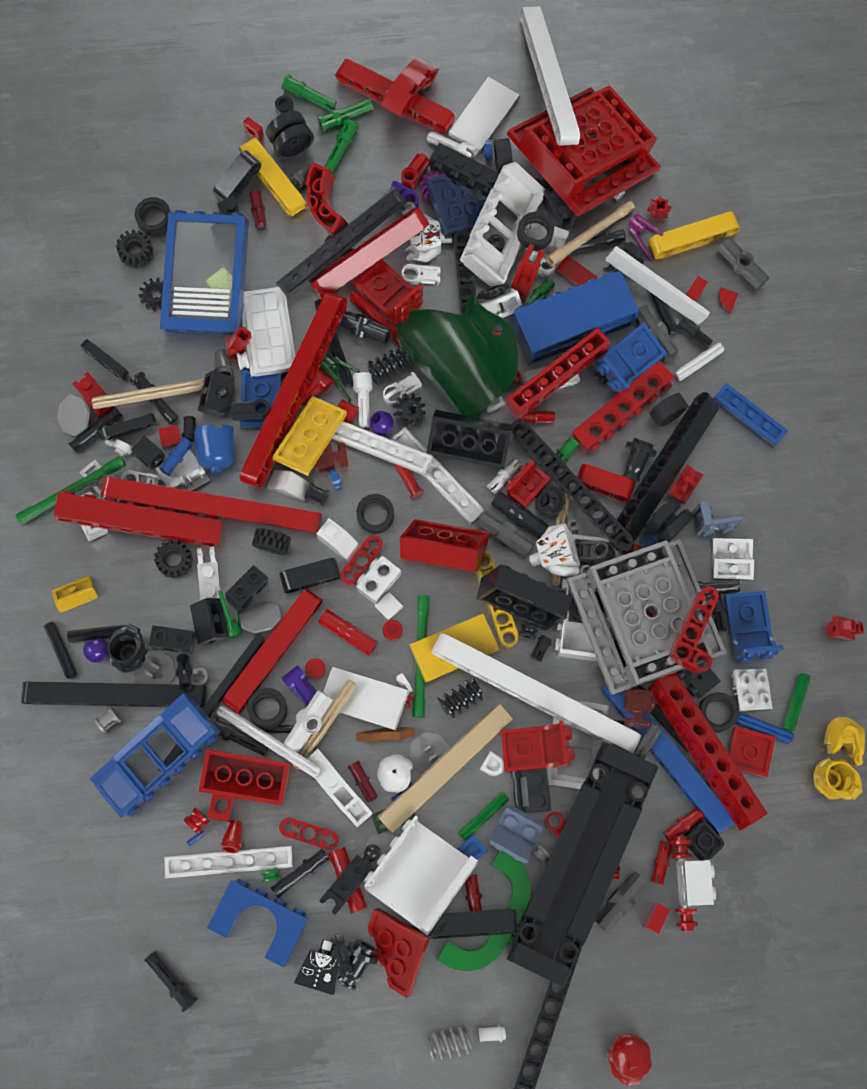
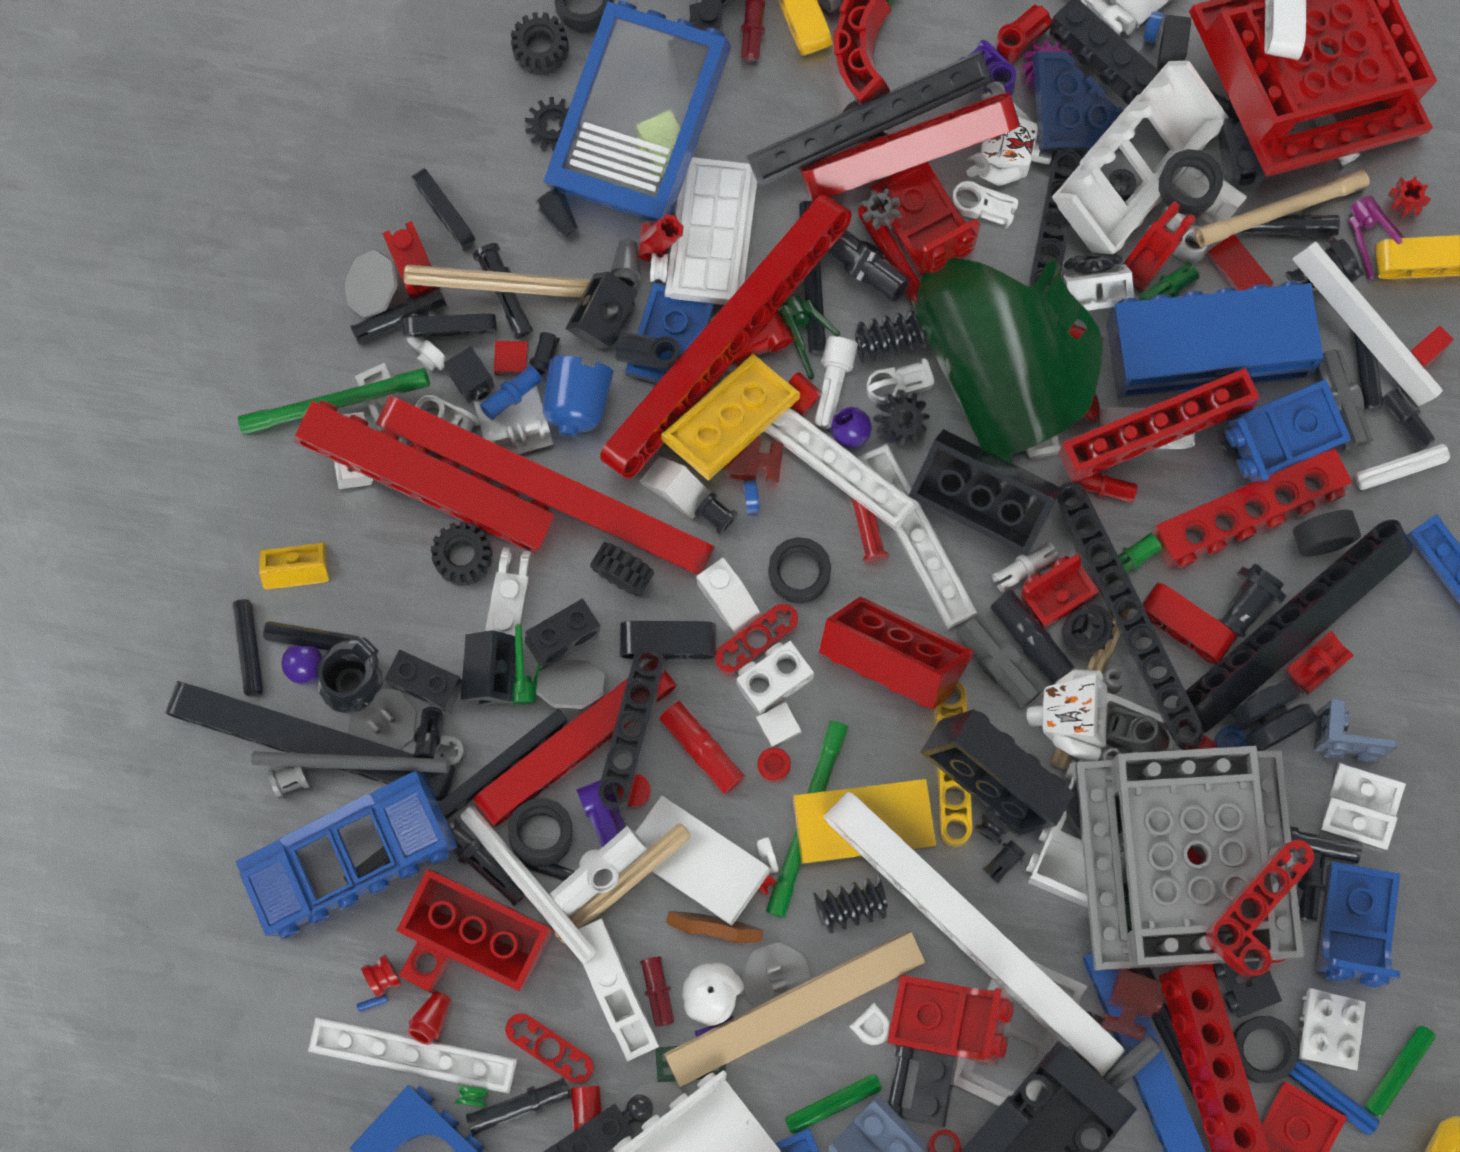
camera: 25 degrees right, 0 degrees up
(141, 699) = (350, 762): none -> dark grey piece
(173, 344) = (557, 212): none -> black cone
(304, 622) = (629, 712): none -> black beam
(366, 288) = (878, 200): none -> dark grey gear

